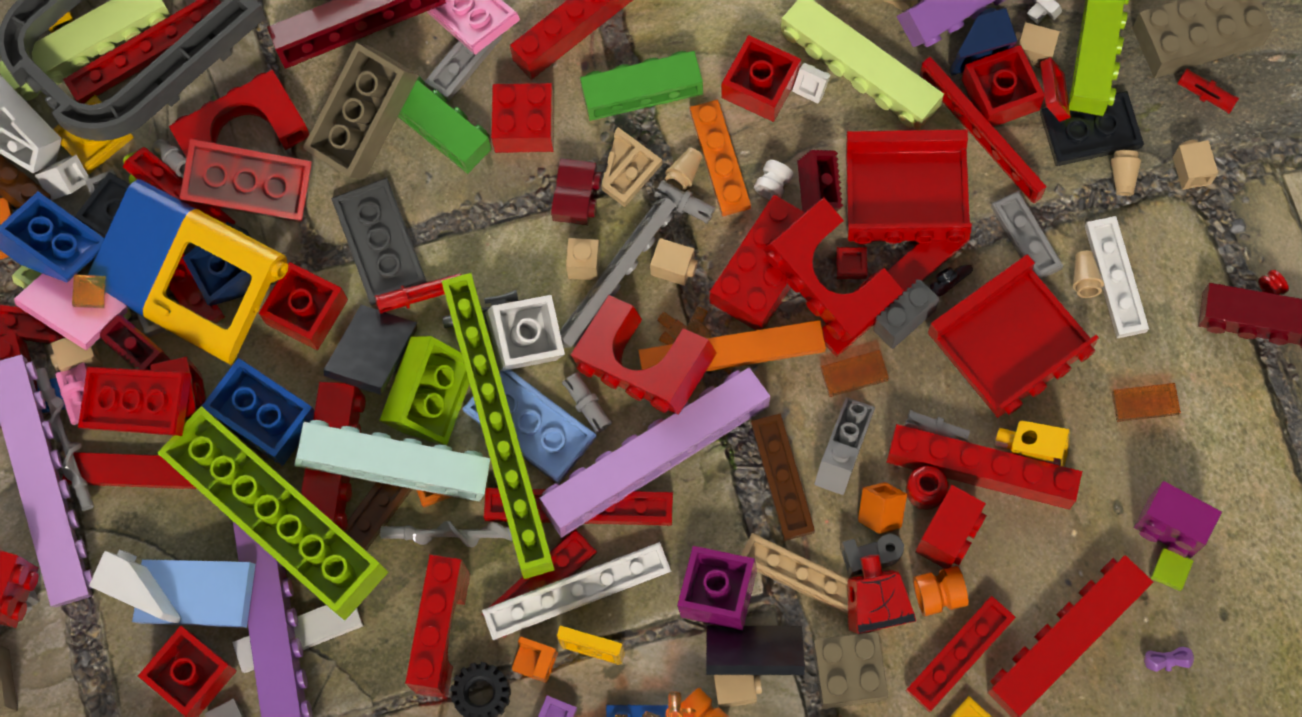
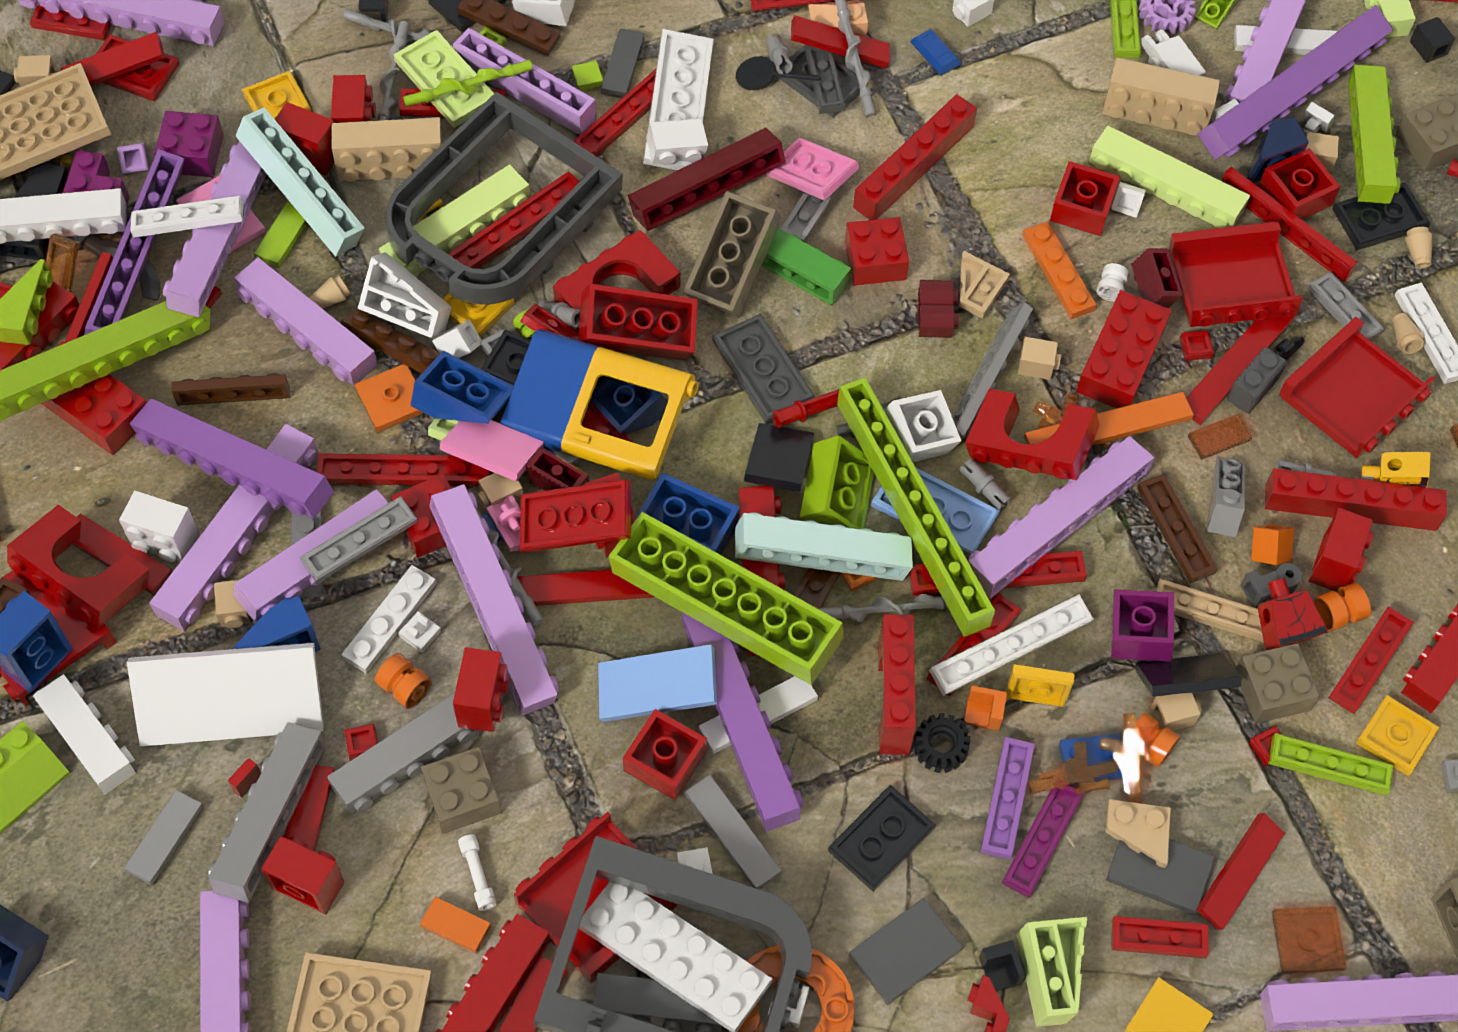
camera: 15 degrees left, 10 degrees down
(89, 291) = (509, 430): clear yellow tile -> none
(132, 584) = (590, 681): white slope -> none
(303, 306) = (709, 427): red brick -> none
(583, 259) = (957, 363): tan brick -> none
(641, 85) = (977, 215): bright green brick -> none
(684, 169) = (1030, 282): tan cone -> none
(685, 201) = (1040, 309): light grey pin -> none
(793, 255) = (1155, 336): red arch -> none
(926, 487) = (1310, 521): red head -> none
(1055, 89) = (1345, 184): red tile -> none

